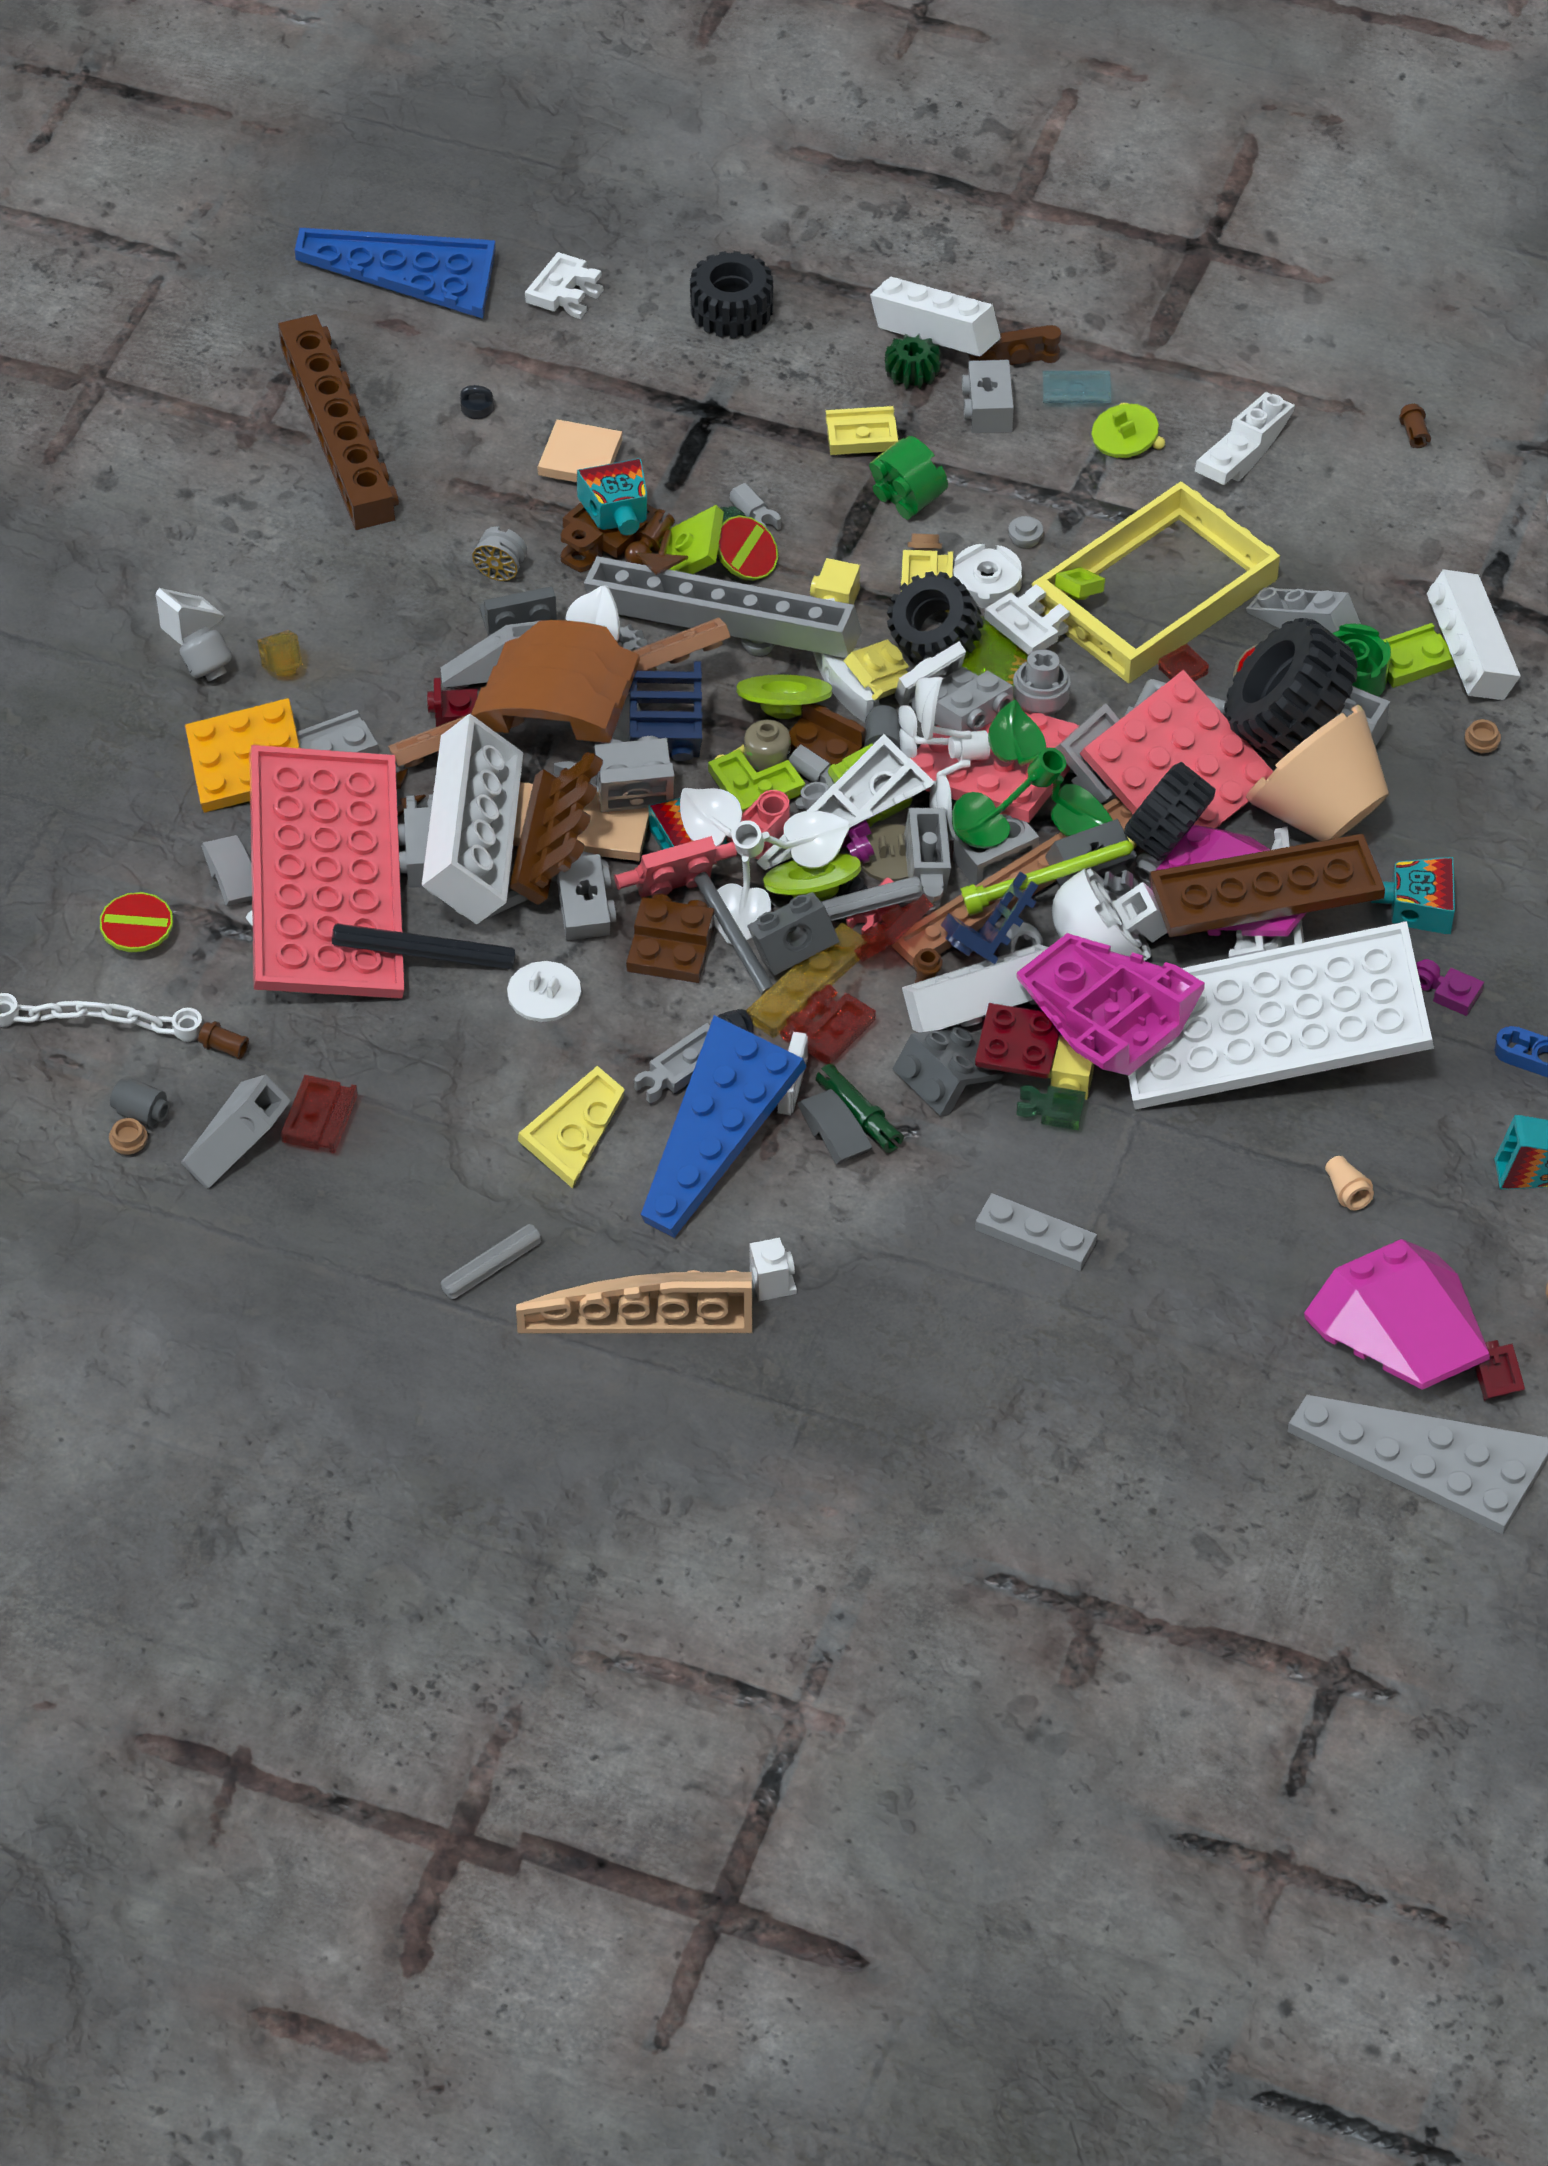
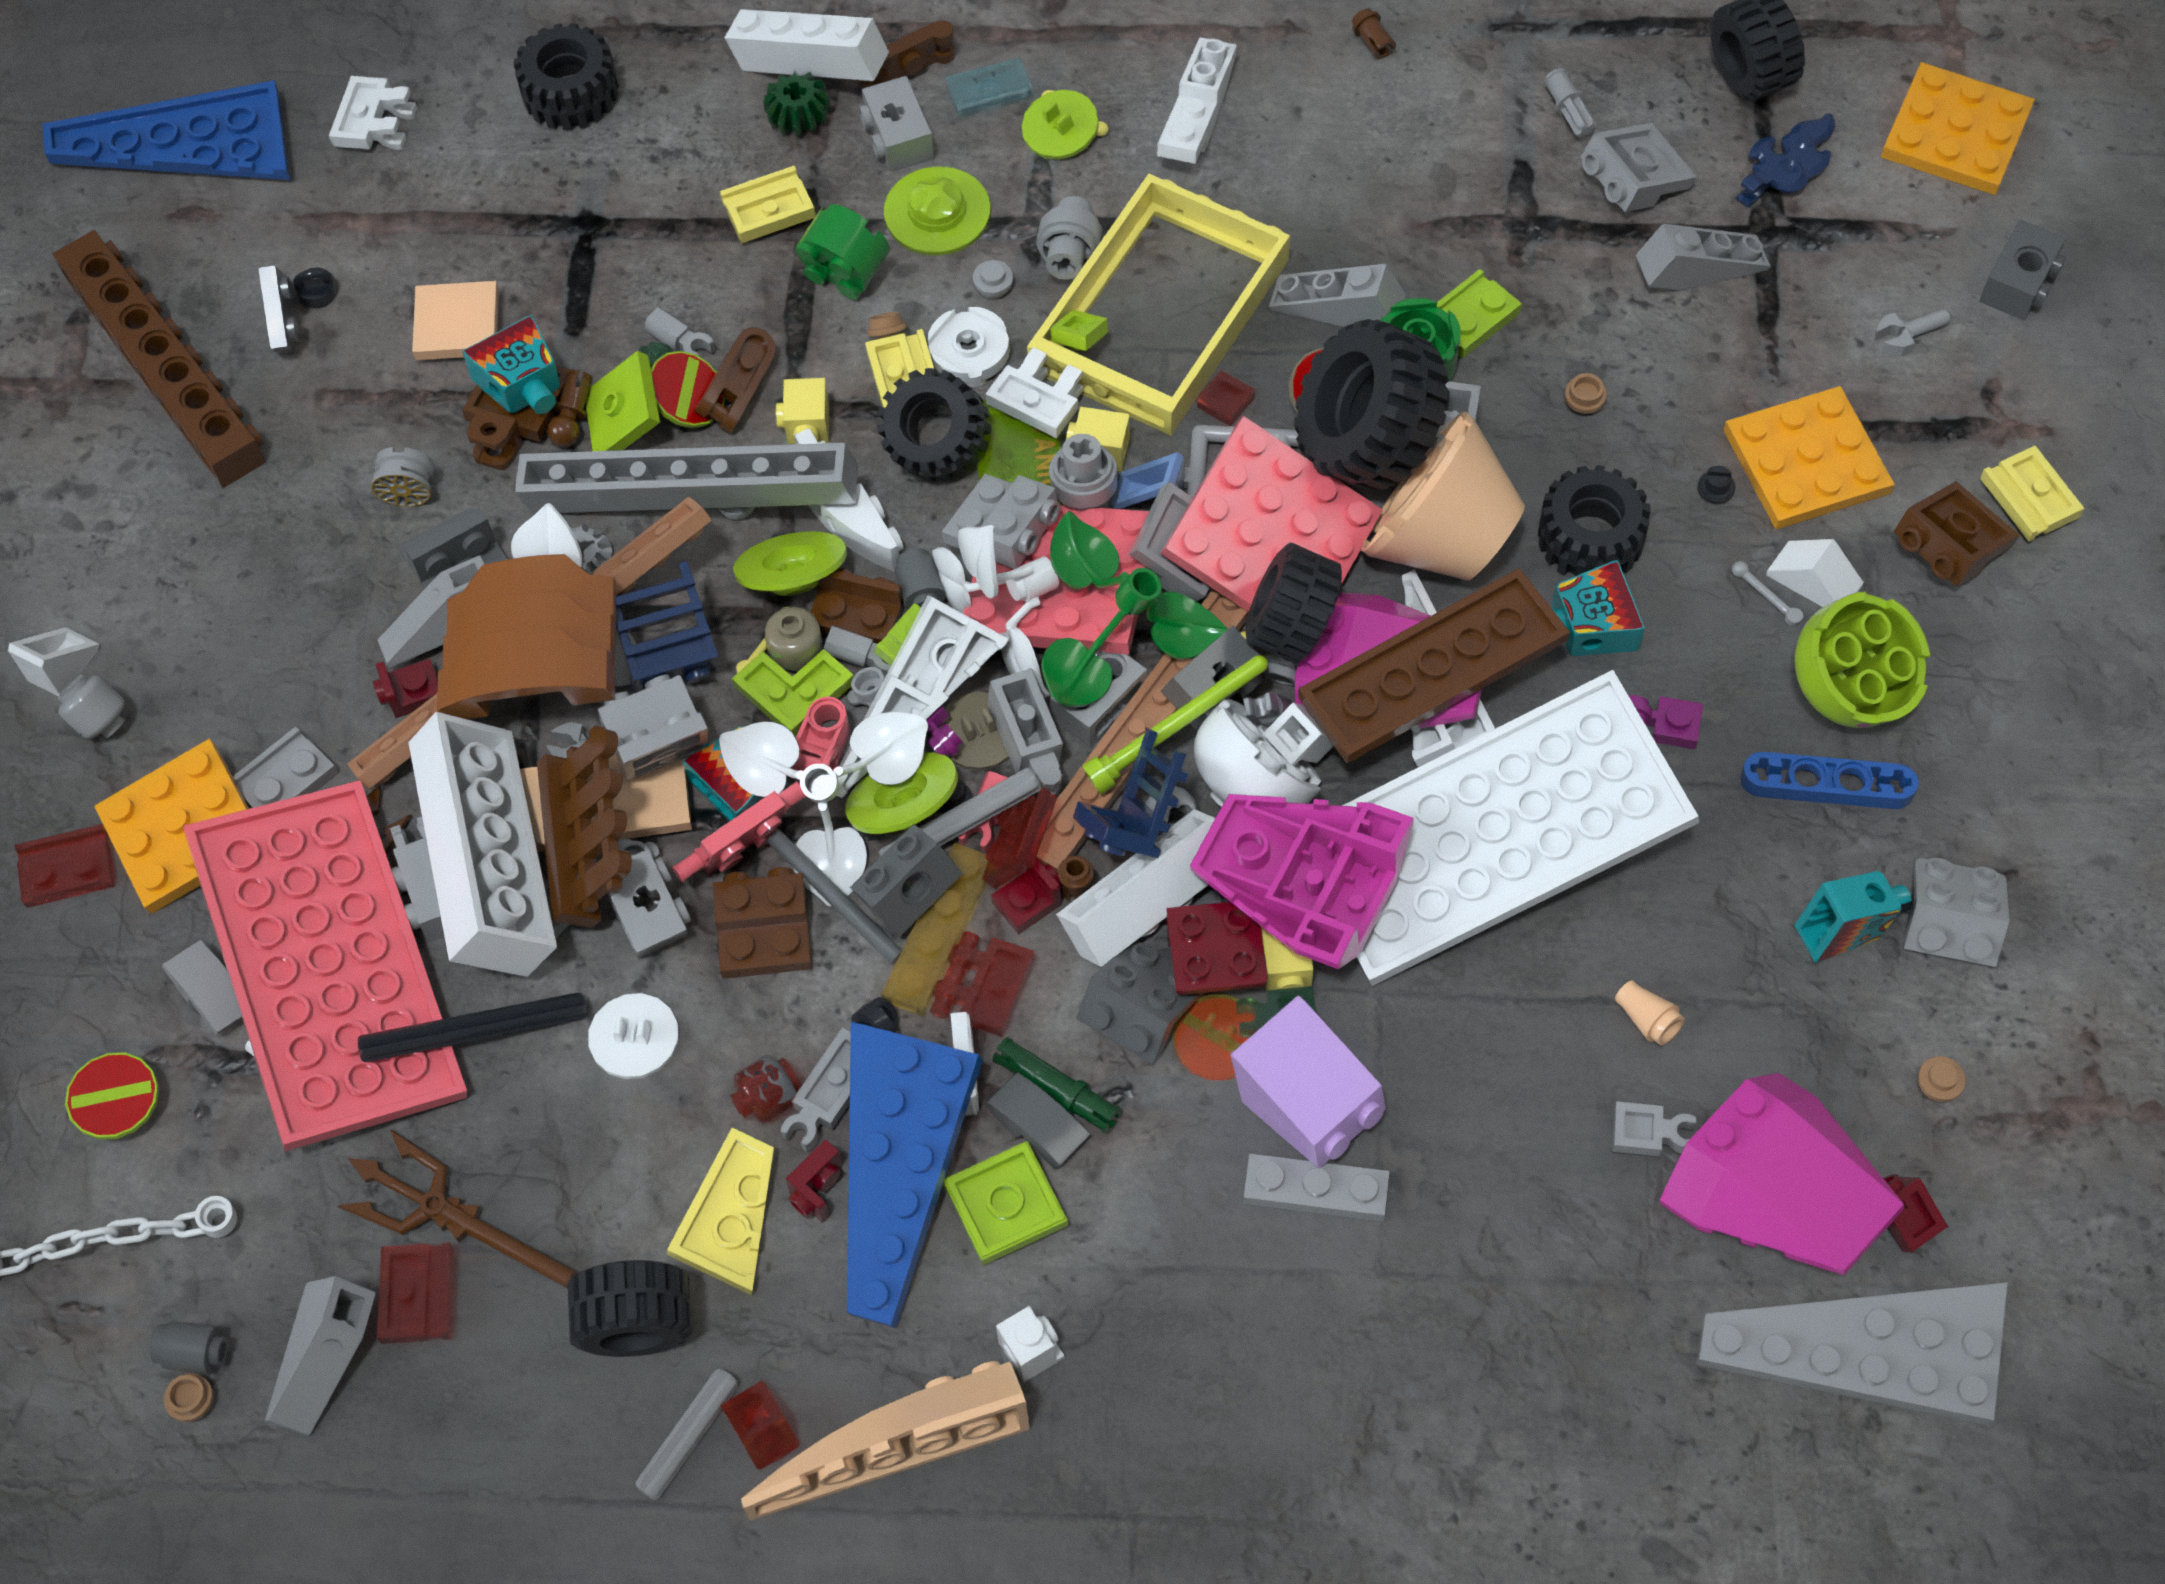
camera: 15 degrees left, 10 degrees up
(149, 761) = (64, 865): none -> clear red plate
(216, 1037) = (267, 1225): reddish brown pin -> none
(280, 653) = (186, 686): clear yellow plate -> none
(361, 1070) = (447, 1213): none -> reddish brown piece
(442, 409) = (278, 307): none -> wing
(477, 1157) = (629, 1308): none -> black tyre
(547, 1268) = (760, 1425): none -> clear red bracket
(631, 1049) = (765, 1089): none -> clear red head
(648, 1116) = (815, 1173): none -> dark red bracket
(661, 562) = (597, 441): reddish brown piece -> none
(789, 1175) = (1005, 1203): none -> lime plate
(791, 549) = (738, 377): none -> reddish brown plate
(878, 667) = (892, 503): light yellow plate -> none
(888, 975) = (1029, 896): none -> dark red bracket
(938, 666) = (951, 494): white plate -> none
(992, 1115) = (1208, 1035): none -> piece
(999, 471) = (937, 211): none -> lime hat
(1051, 1149) = (1307, 1083): none -> lavender slope
(1078, 664) = (1108, 427): none -> light yellow brick
(1087, 705) = (1146, 480): none -> medium blue slope
(1097, 511) = (1068, 237): none -> light grey piece
(1310, 1259) = (1643, 1130): none -> light grey plate
(1450, 808) = (1599, 496): none -> black tyre
(1473, 635) = (1533, 272): white brick -> none

